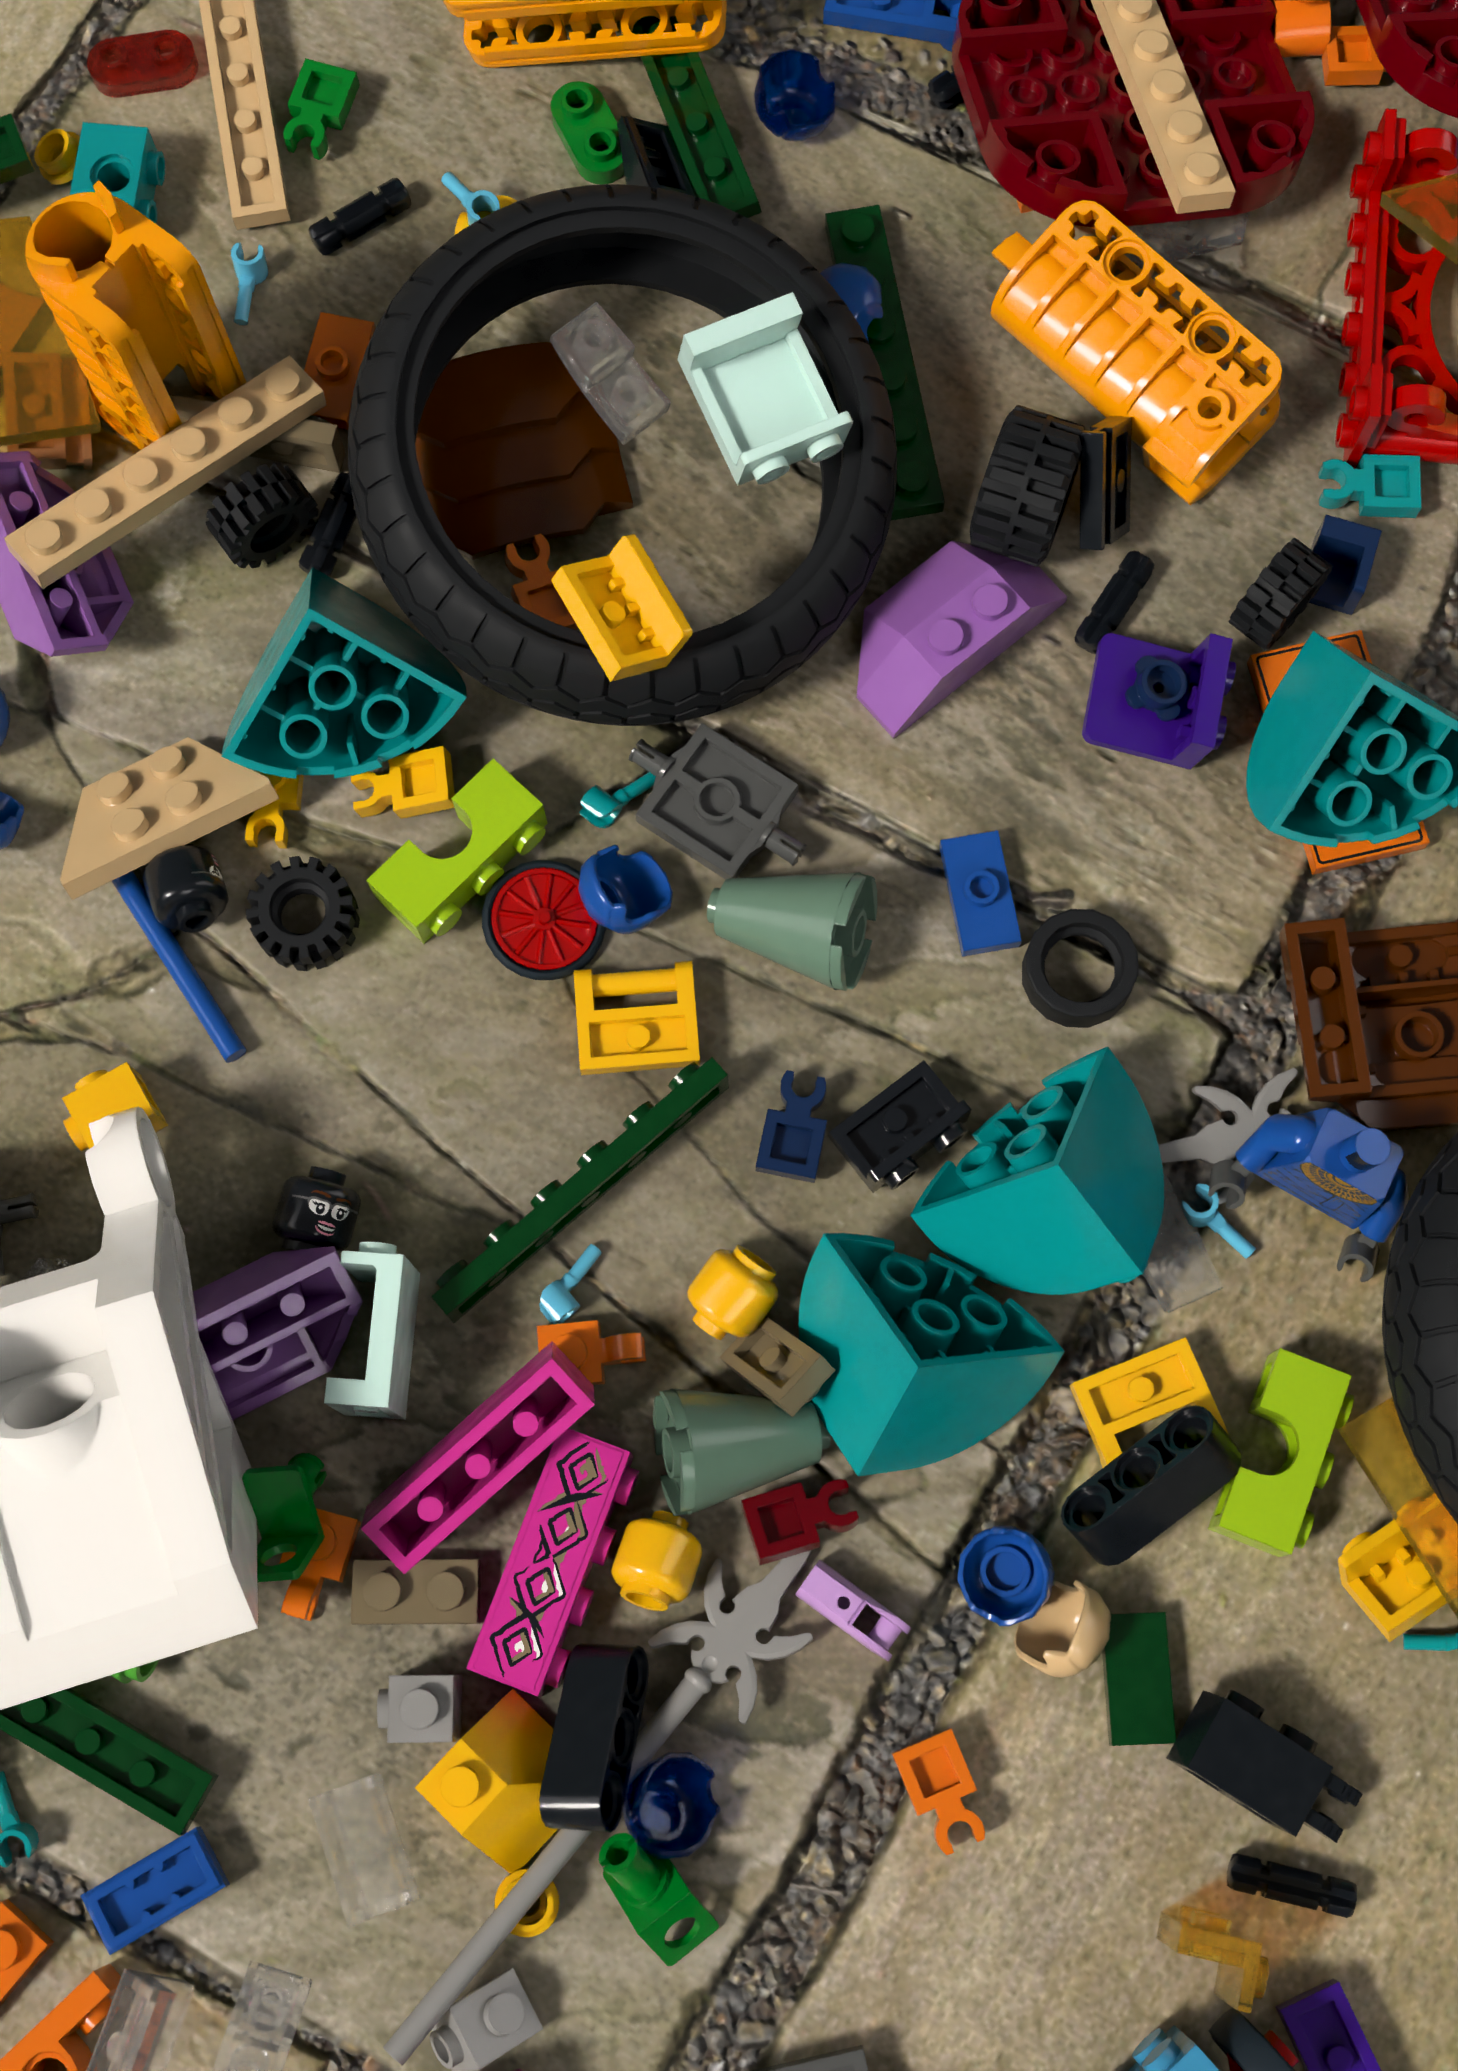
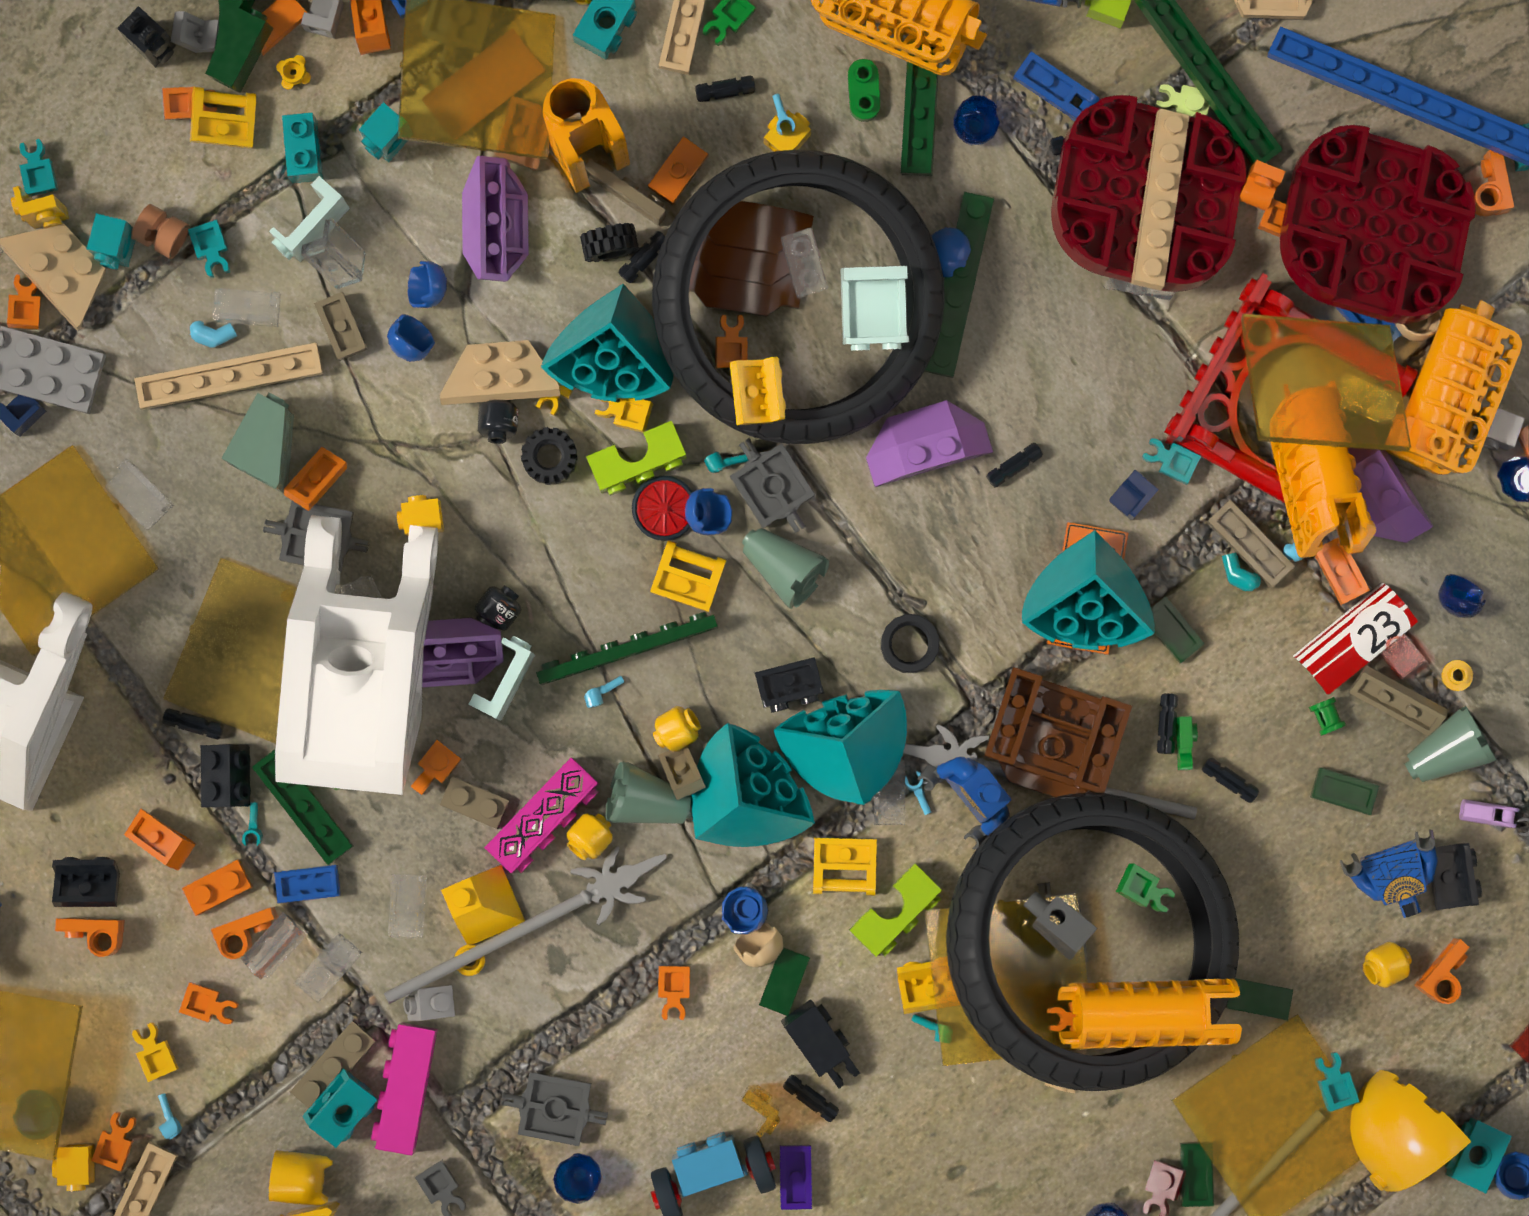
camera: 20 degrees right, 10 degrees up
(165, 472) = (571, 204): tan plate -> none
(180, 969) = (480, 459): blue bar -> none
(249, 274) = (652, 101): medium azure hand -> none
(286, 1514) = (431, 743): green bracket -> none
(421, 1708) = (457, 856): light grey brick -> none
(478, 1457) = (528, 755): dark pink brick -> none
(588, 1349) = (593, 725): orange plate -> none
(594, 1737) = (529, 901): black beam -> none
(650, 167) = (876, 147): black slope -> none
(654, 1897) = (527, 980): green bracket -> none
(671, 1805) = (550, 946): clear blue hair -> none
(787, 1522) = (656, 844): dark red plate -> none
(793, 1138) = (735, 667): dark blue plate -> none
(843, 1602) = (665, 891): lavender bar -> none
(980, 893) = (880, 585): blue plate -> none
(1026, 485) = (992, 392): black tyre -> none
(1105, 482) = (1032, 407): black plate -> none
(1130, 355) = (1076, 343): light orange piece -> none
(1140, 732) = (1009, 525): dark purple bracket -> none
(1151, 1485) = (827, 899): black beam -> none
(1166, 674) = (1020, 522): dark blue plate -> none
(1280, 594) = (1093, 500): black tyre -> none

